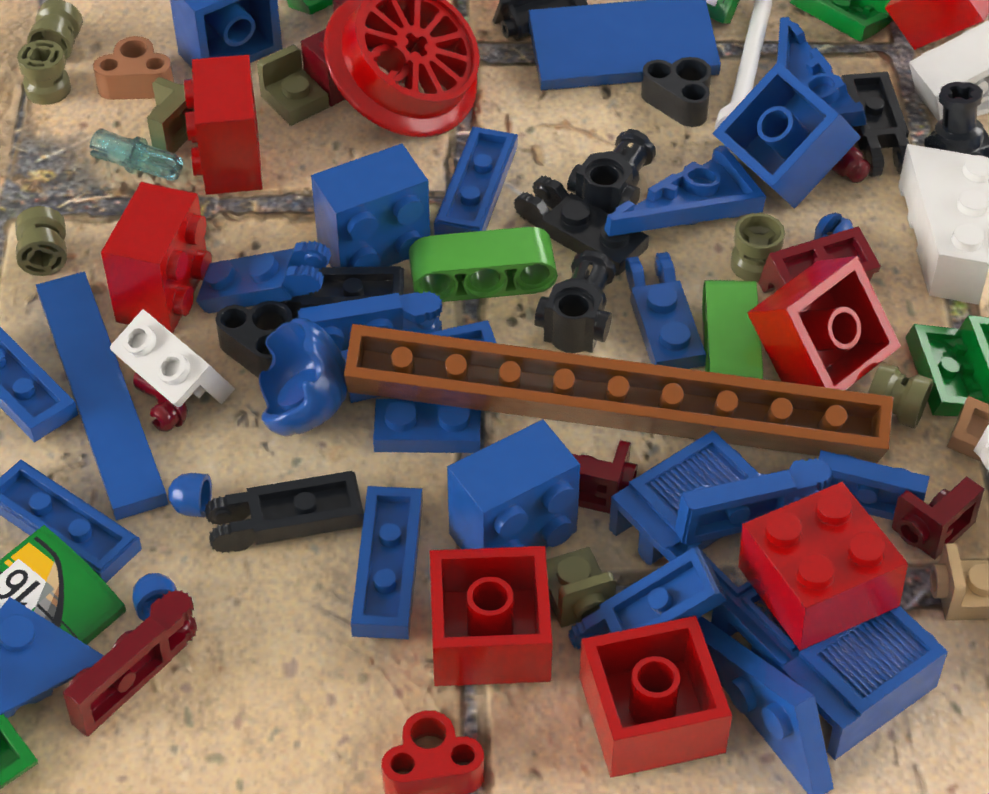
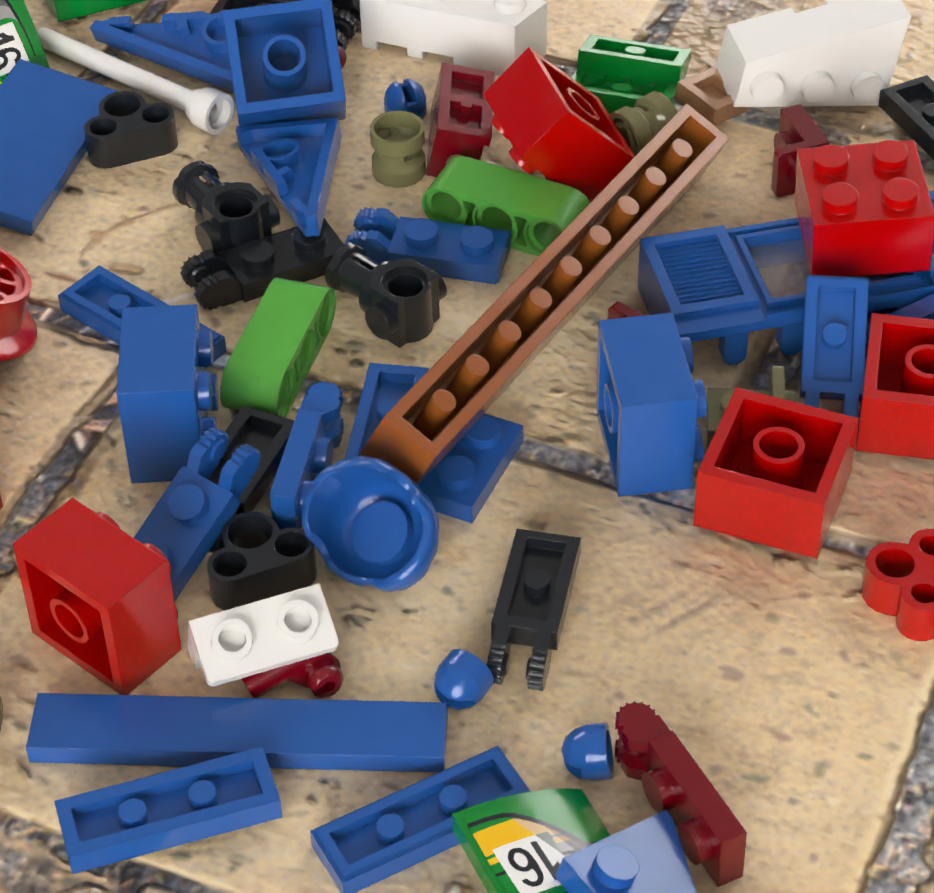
camera: 65 degrees left, 5 degrees down
(387, 563) = (650, 542): blue plate -> none
(723, 508) = (759, 229): blue hinge -> none
(874, 484) = (738, 183): blue plate -> none

